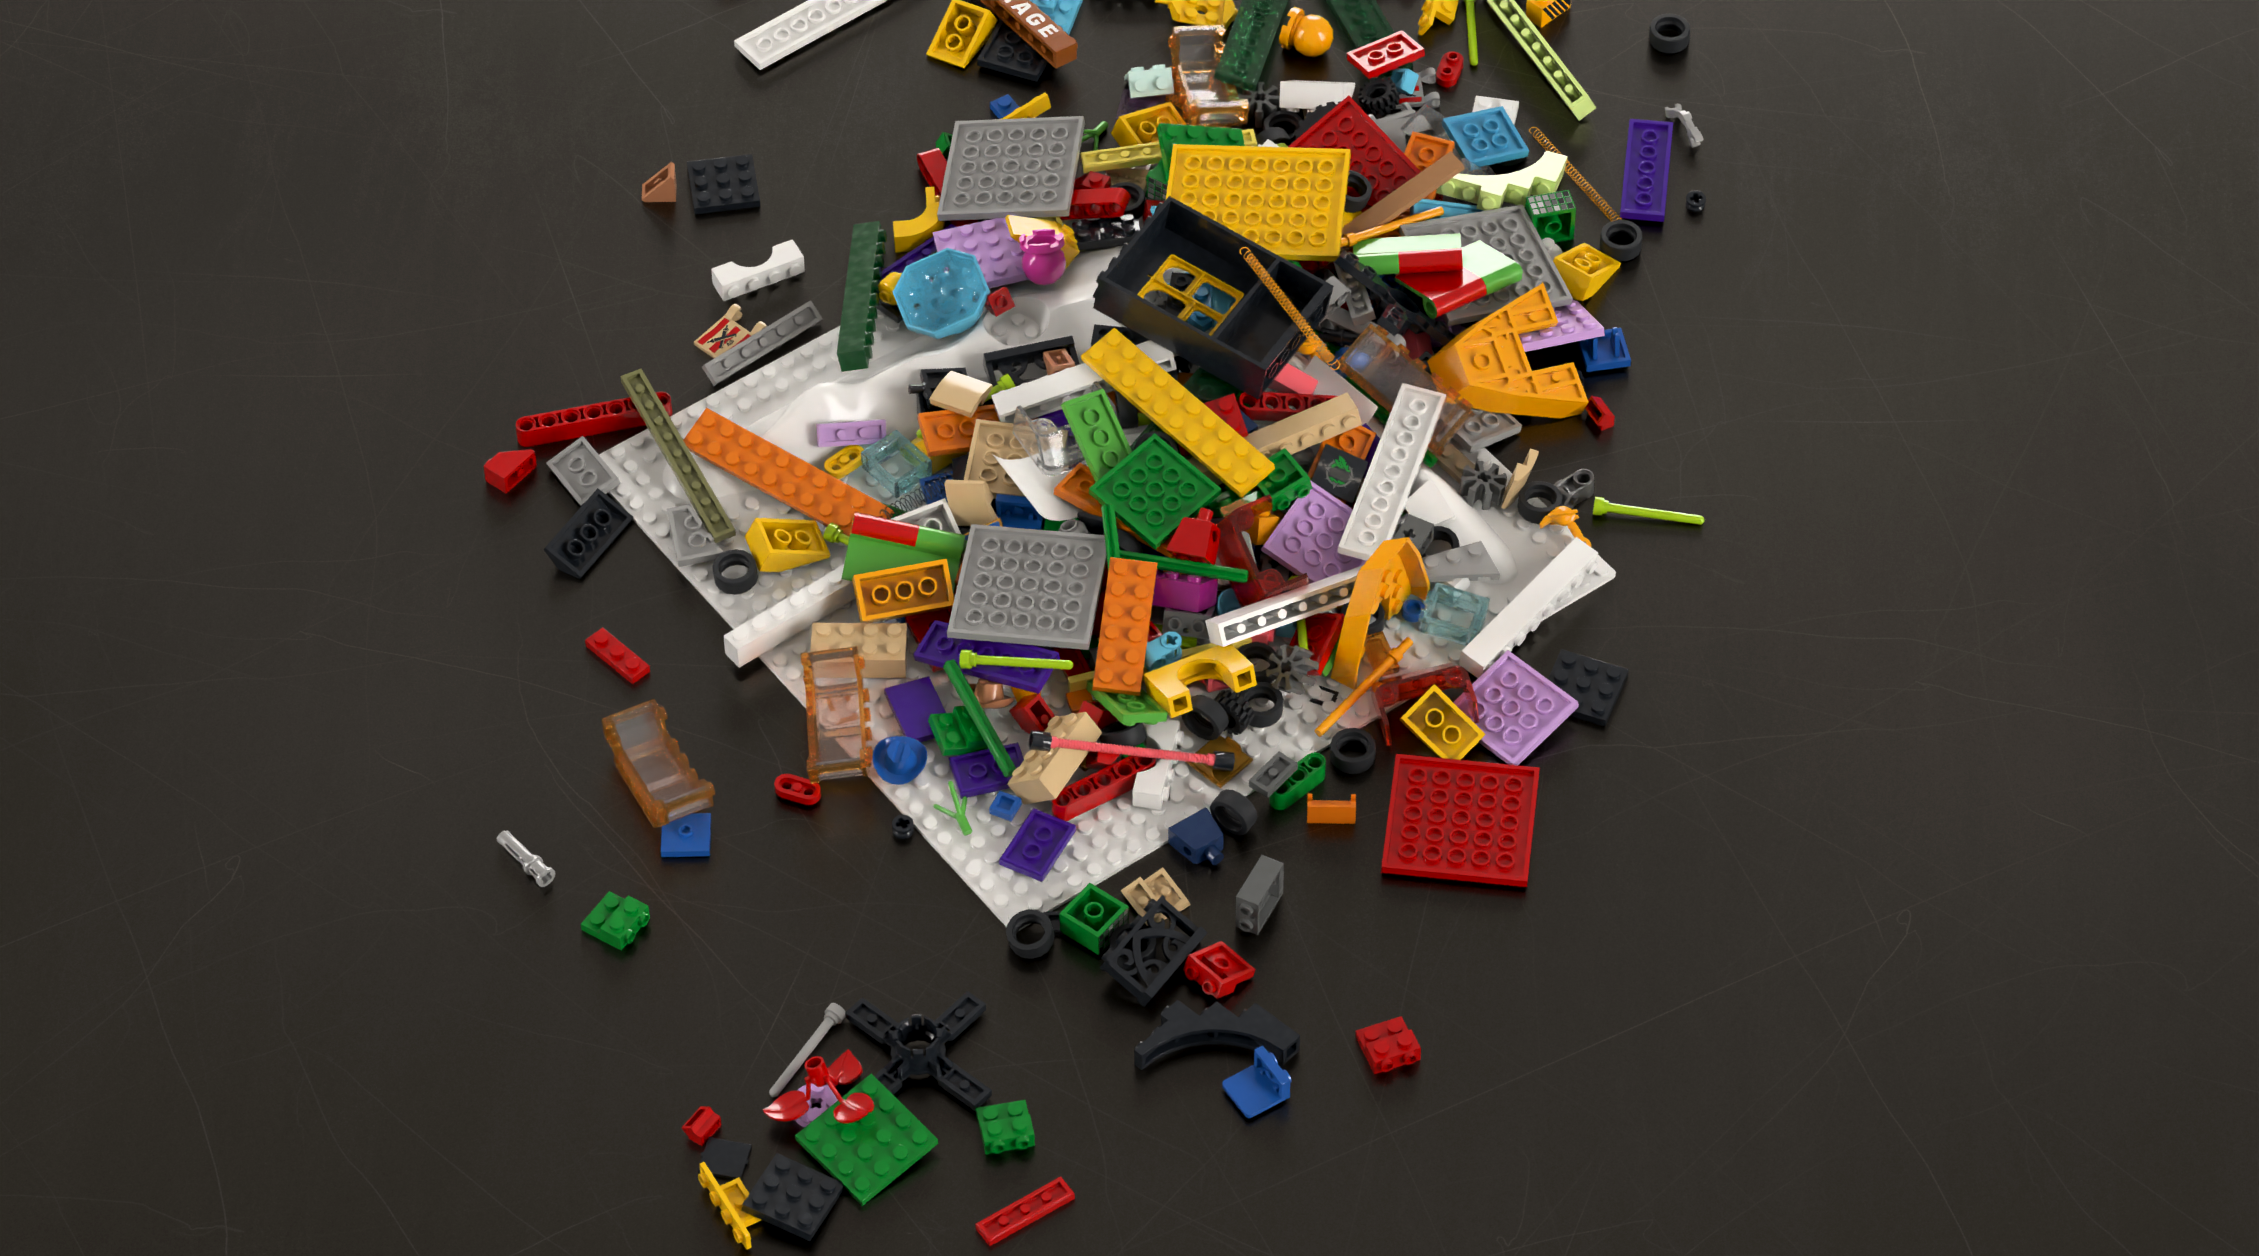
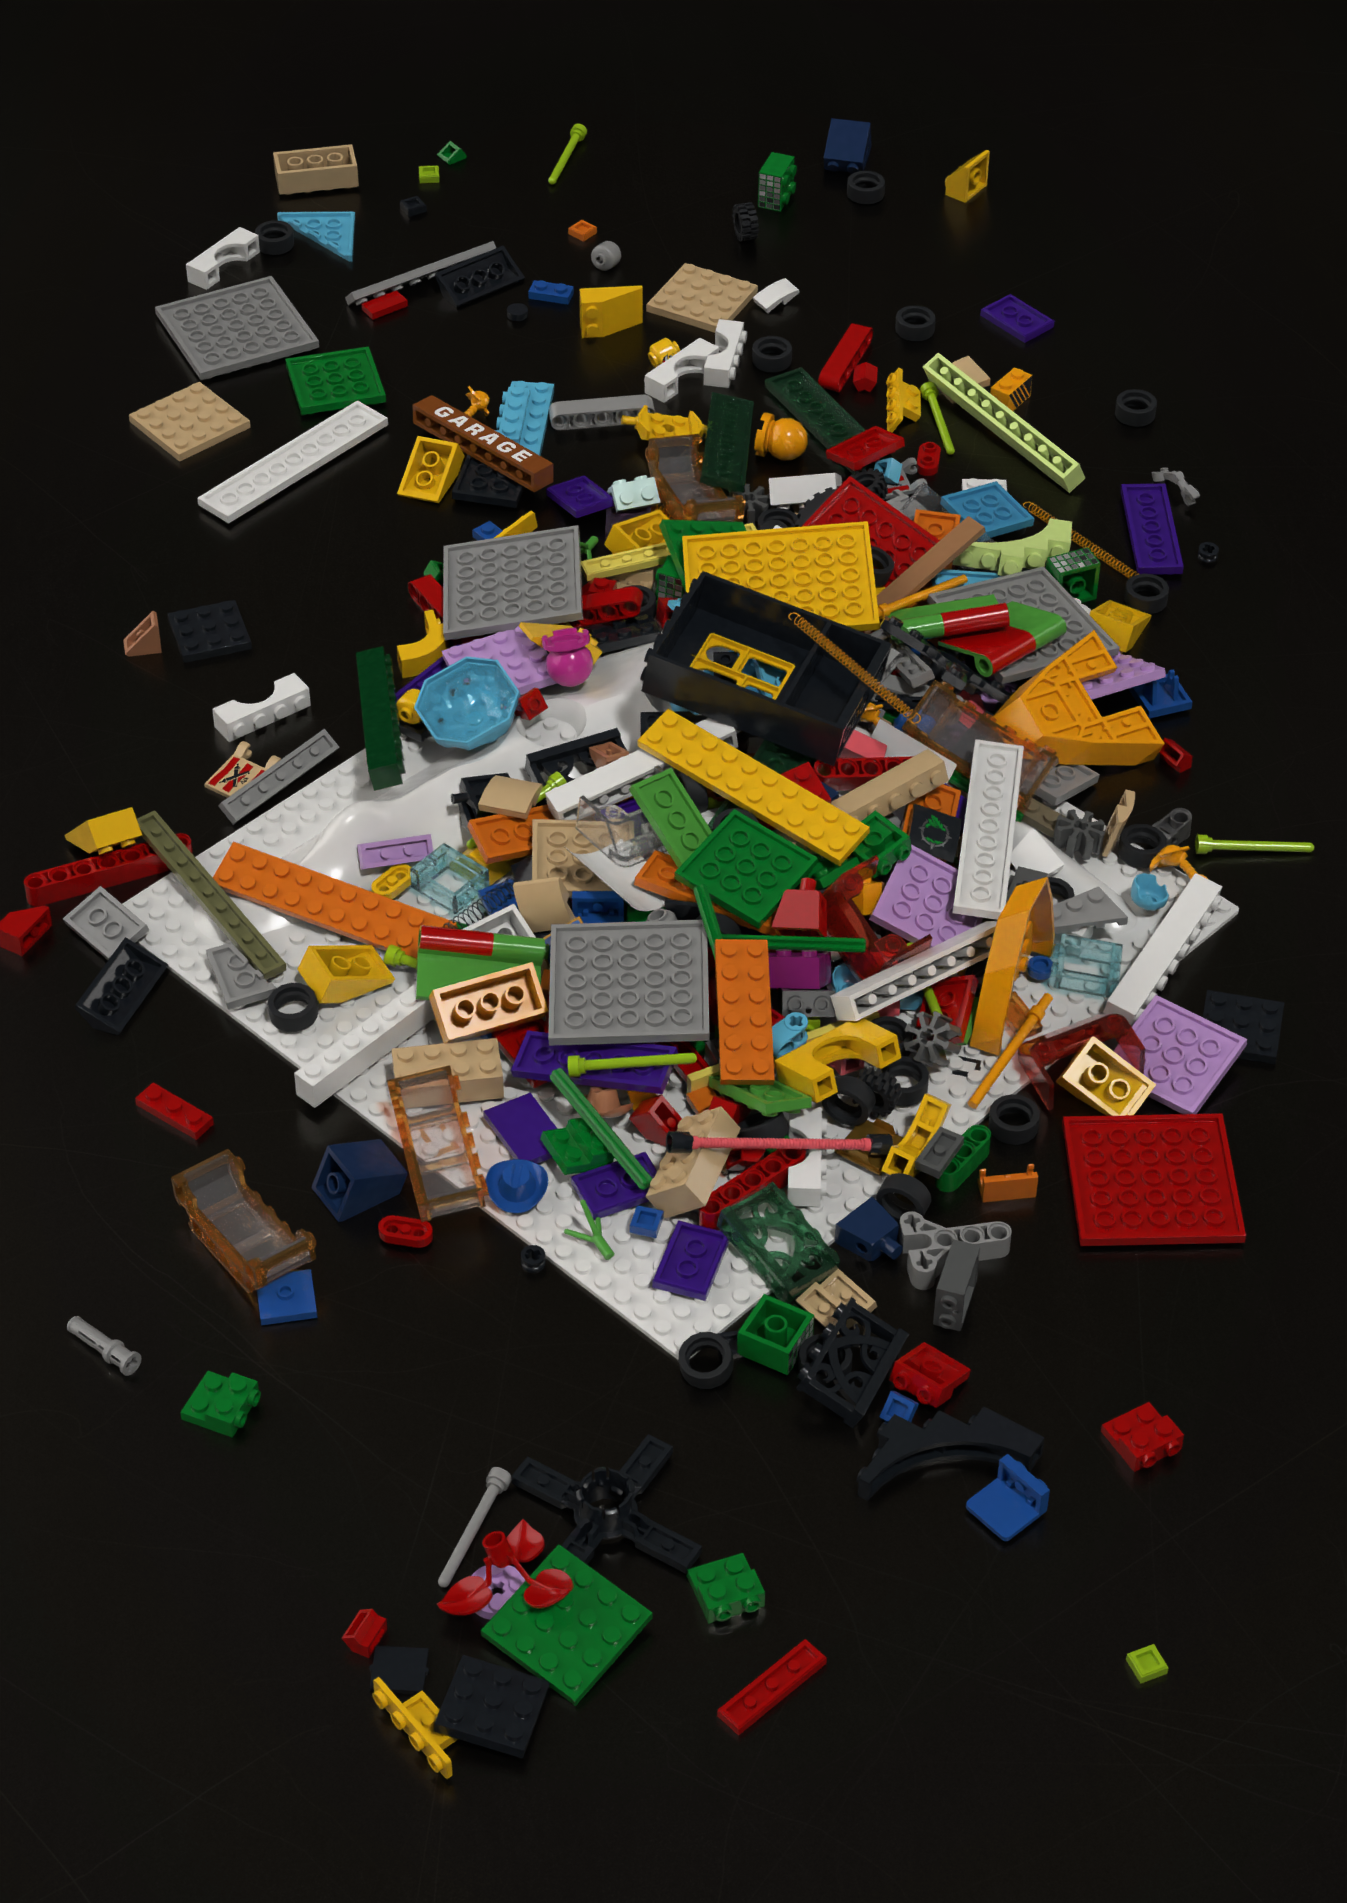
camera: 10 degrees left, 5 degrees down
(595, 384) = (106, 831): none -> yellow slope
(765, 735) = (357, 1177): none -> dark blue slope
(1099, 77) = (580, 496): none -> dark purple tile
(1106, 868) = (787, 1220): none -> clear green fence
(1185, 994) = (900, 1406): none -> blue plate
(1243, 856) = (930, 1244): none -> light grey beam
(1269, 744) = (927, 1121): none -> yellow arch
(1339, 1232) = (1147, 1663): none -> lime tile
(1530, 549) = (1147, 893): none -> medium azure hair

